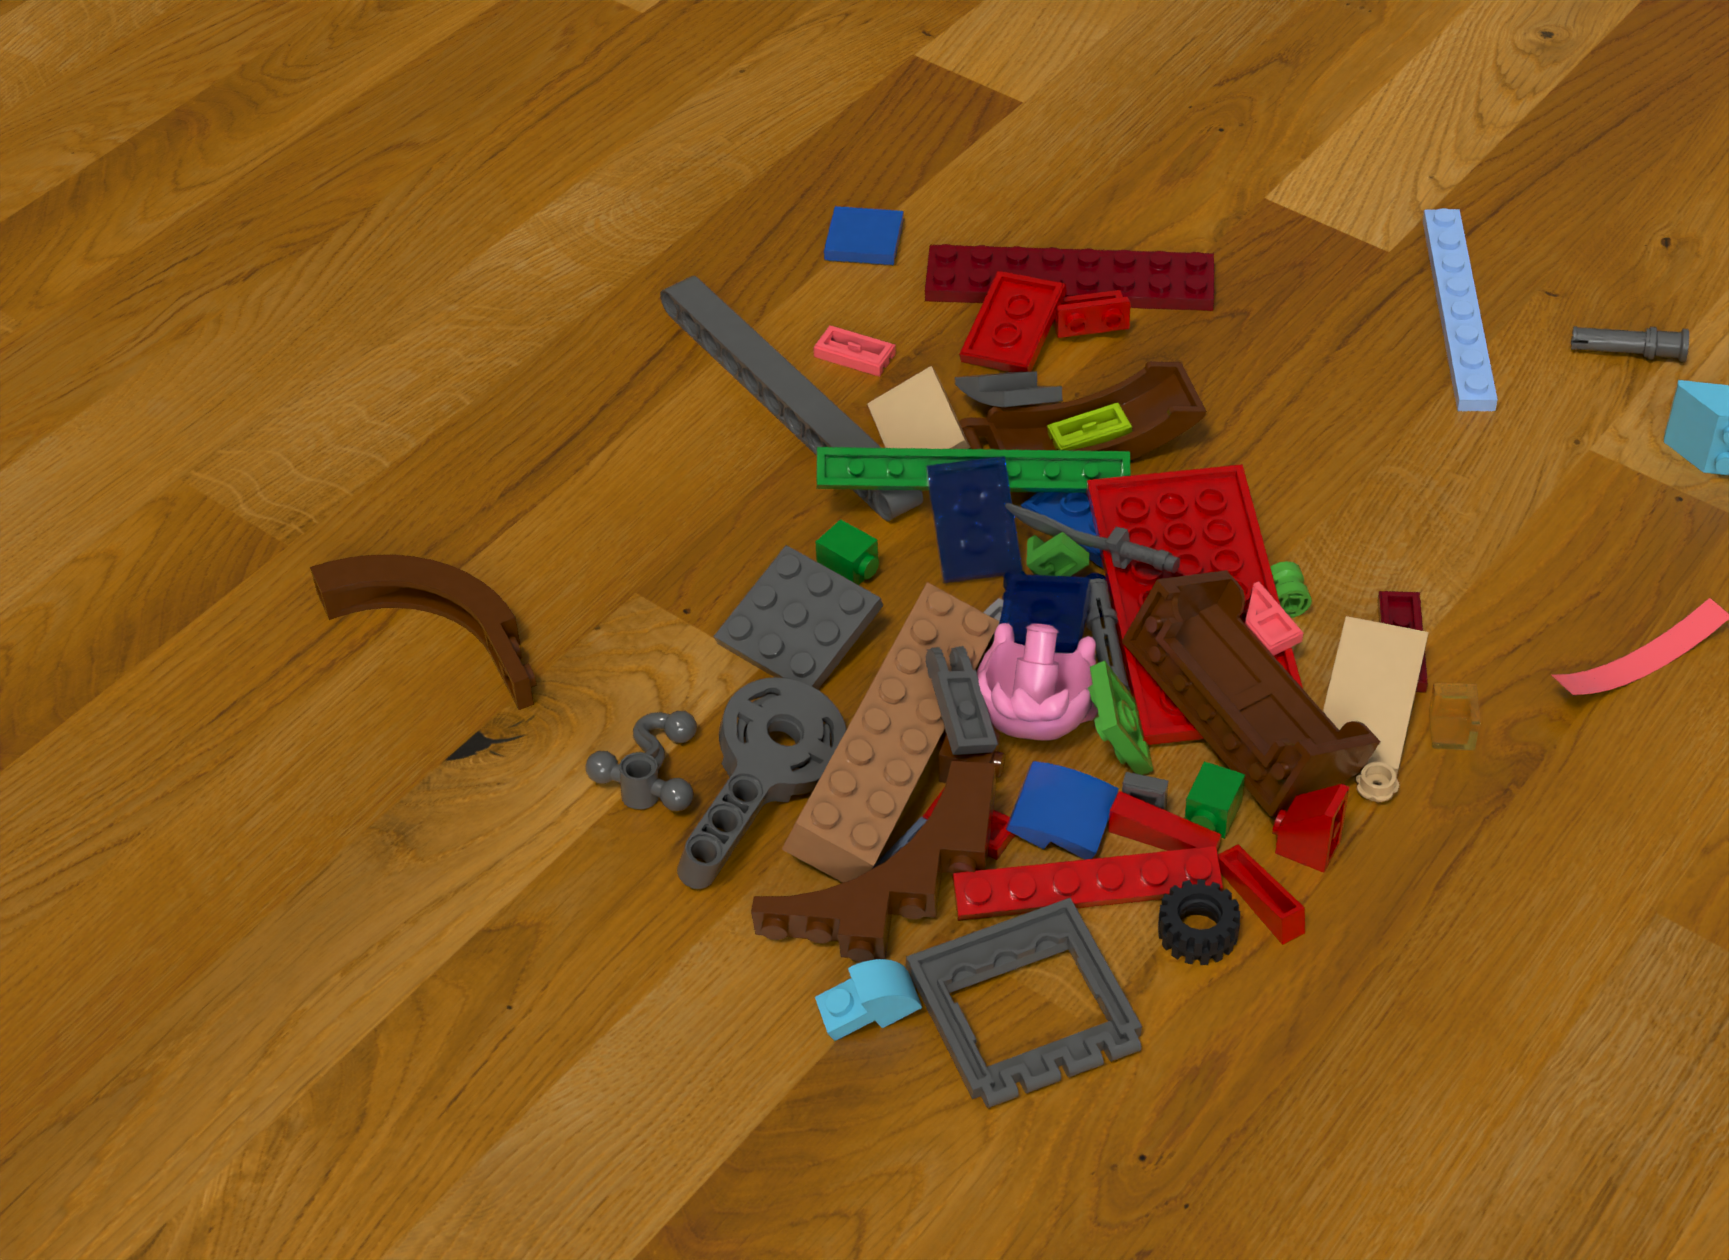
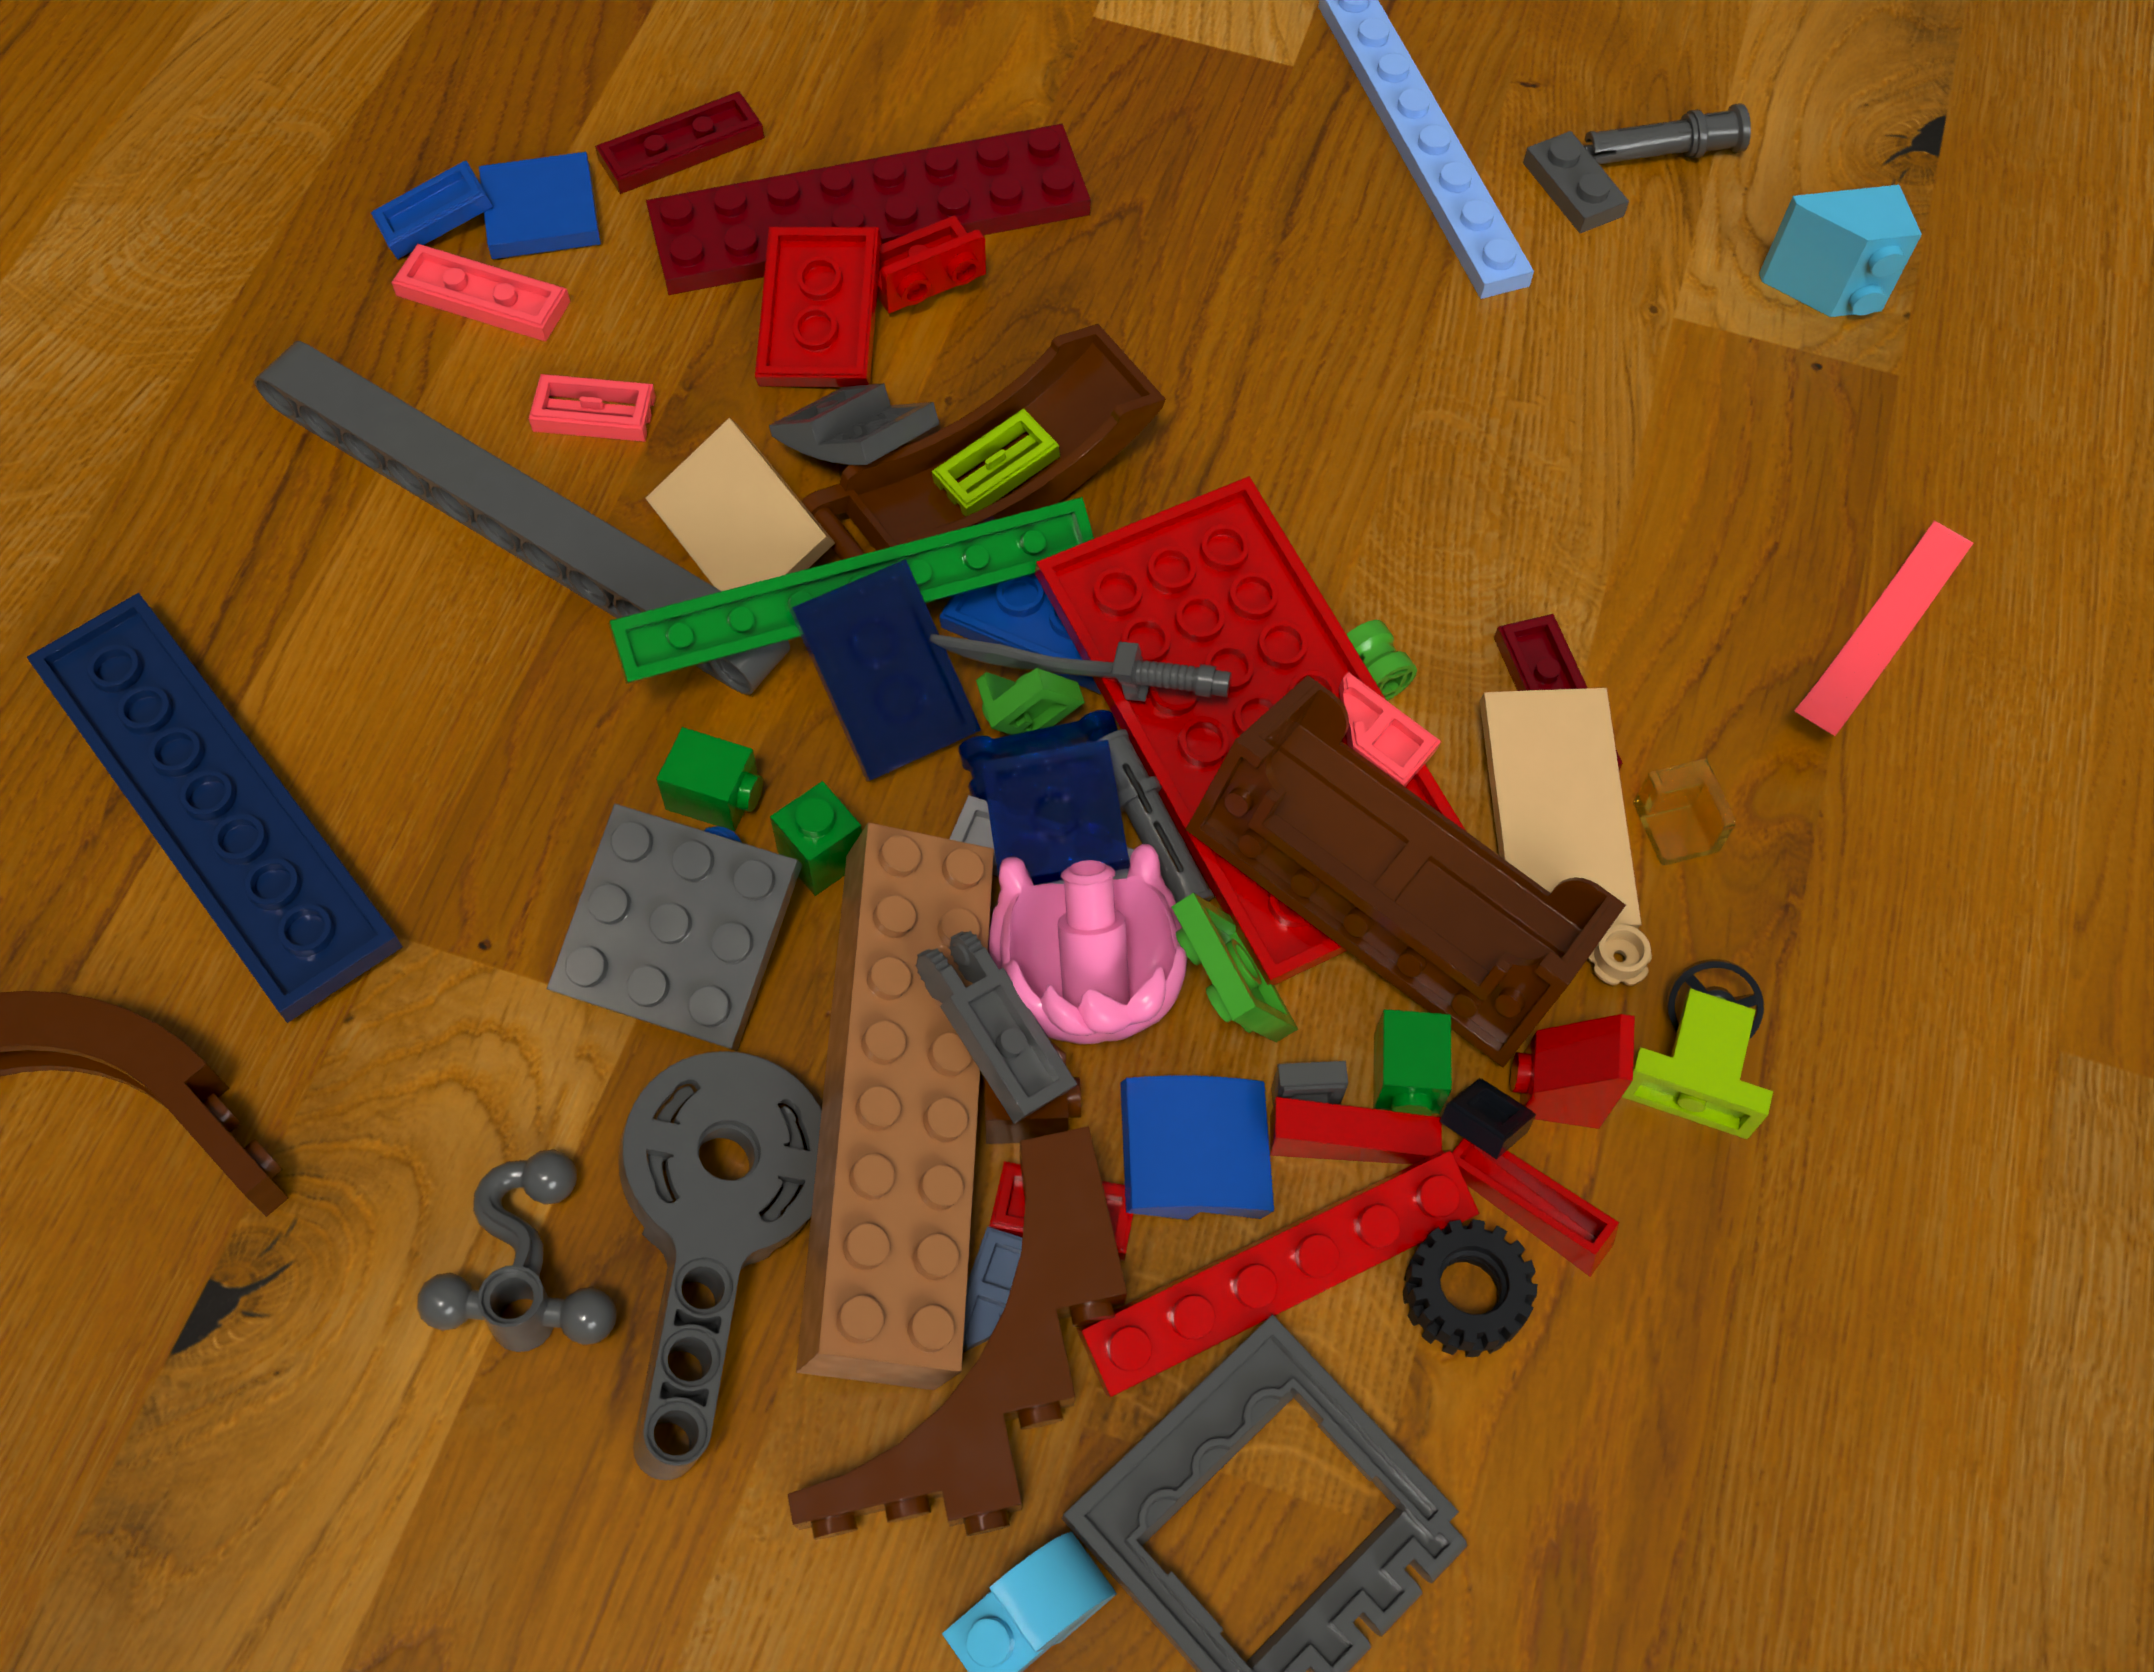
camera: 25 degrees left, 15 degrees up
(562, 503) = (215, 807): none -> dark blue plate
(797, 224) = (431, 209): none -> blue tile
(811, 275) = (481, 292): none -> coral tile
(899, 592) = (817, 834): none -> green brick
(964, 217) = (679, 142): none -> dark red tile
(1249, 840) = (1488, 1118): none -> black tile
(1394, 849) = (1707, 1057): none -> lime piece
(1554, 356) = (1575, 182): none -> dark grey plate

